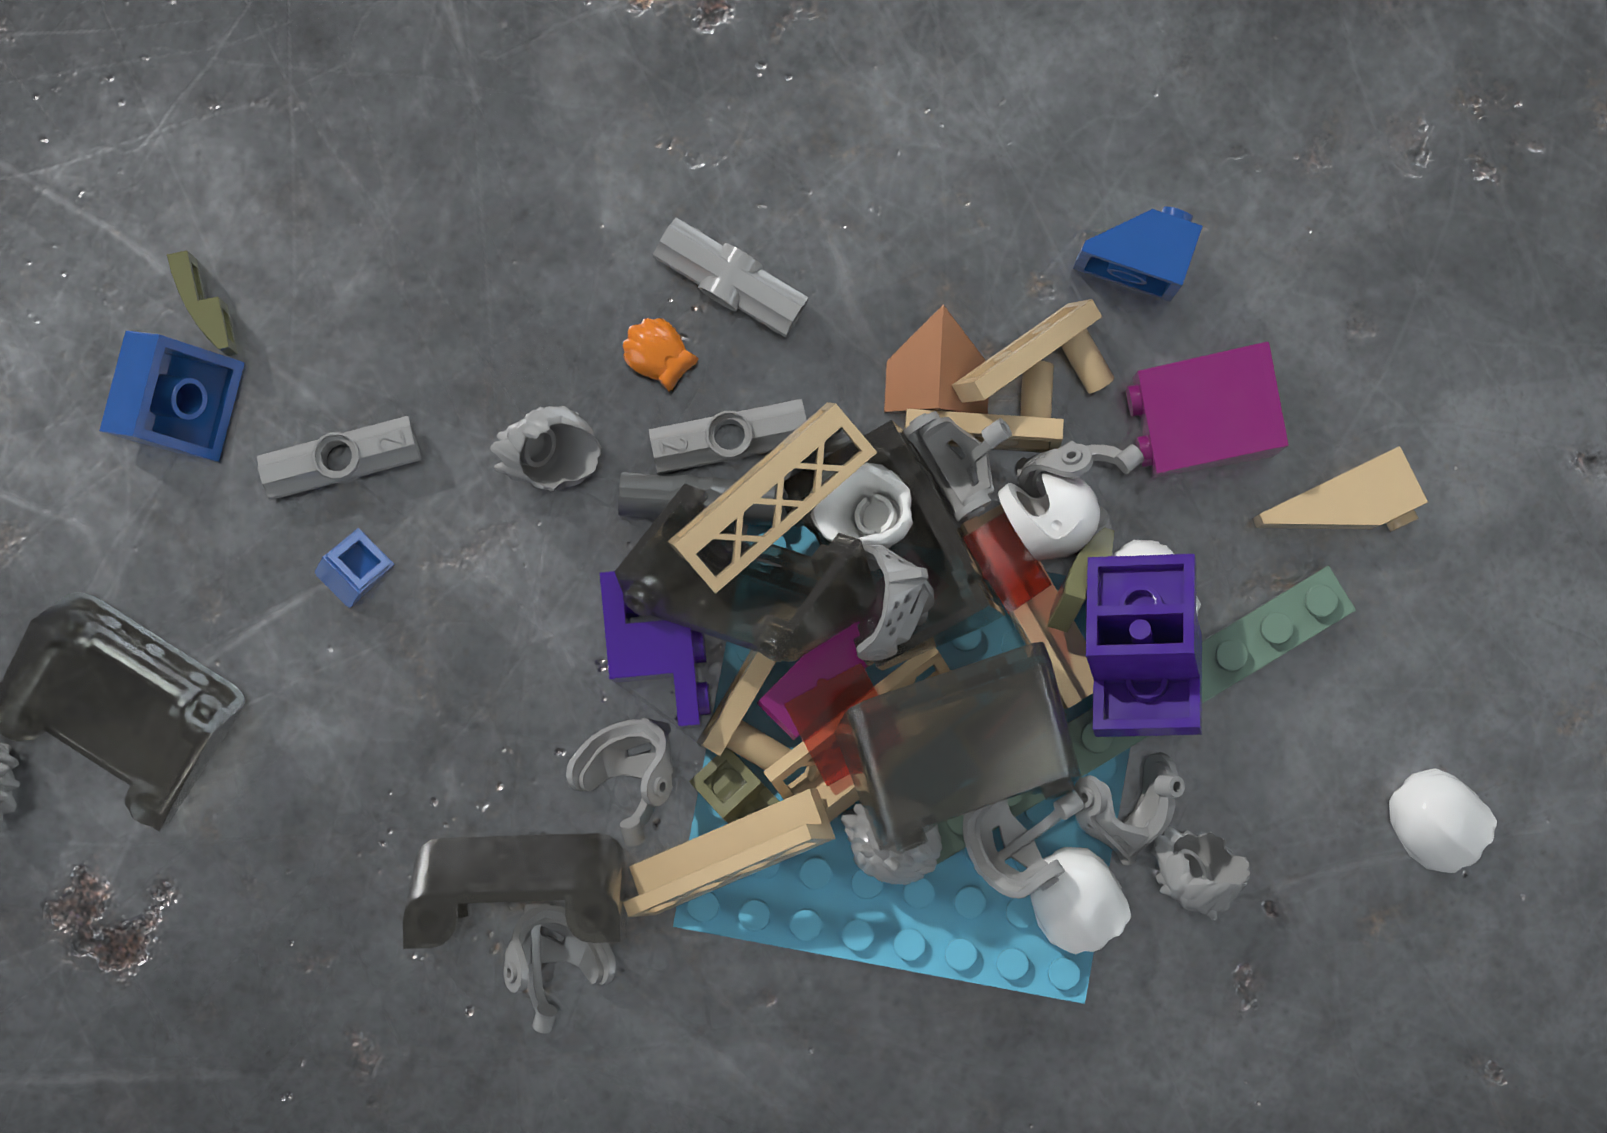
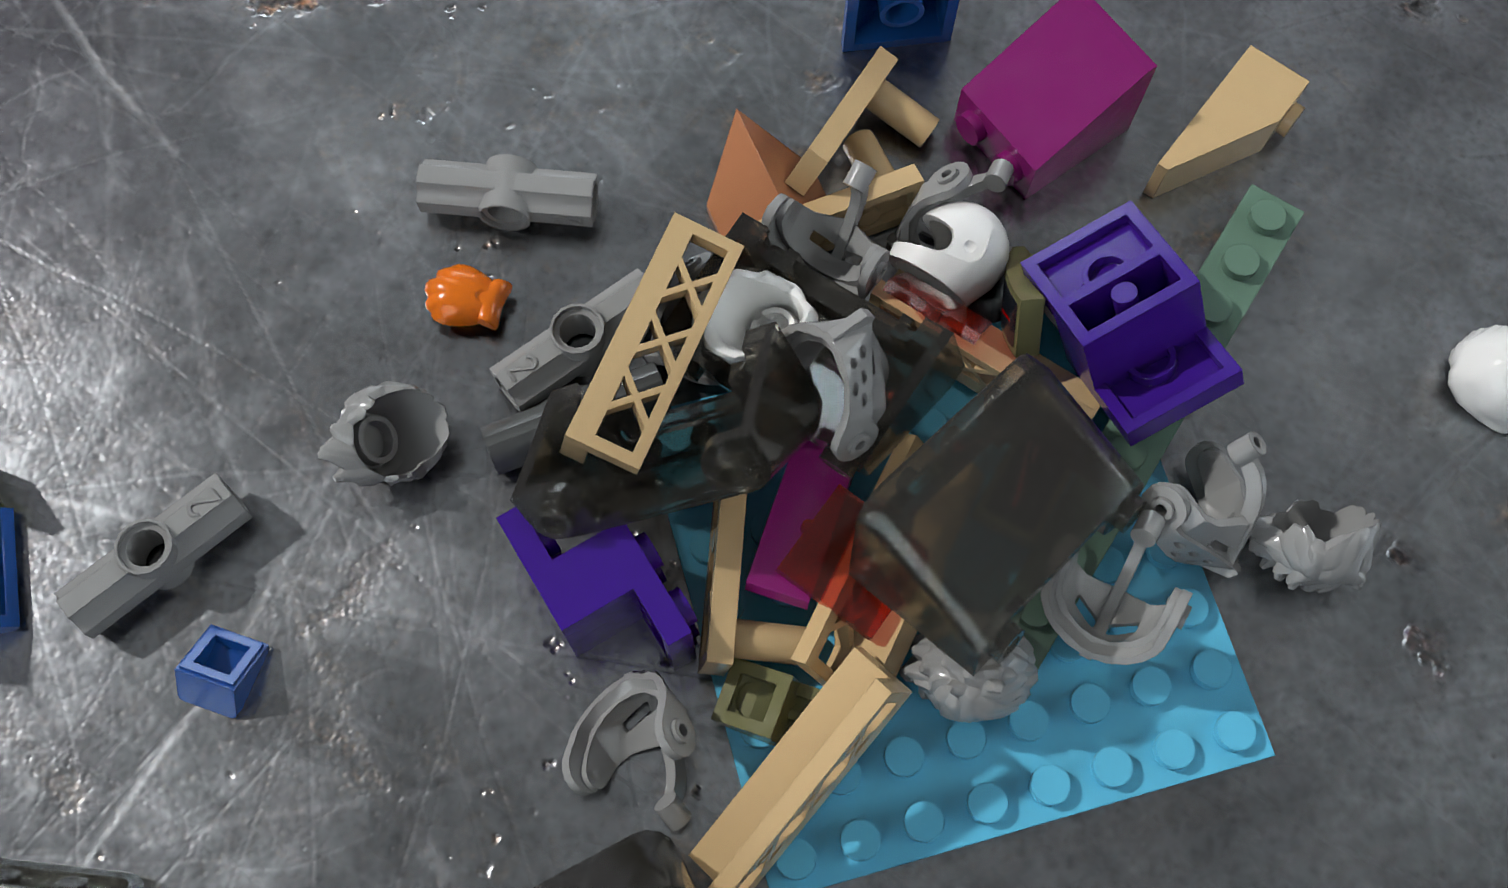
camera: 25 degrees left, 15 degrees down
(1084, 905) = (1222, 644): white hair -> none

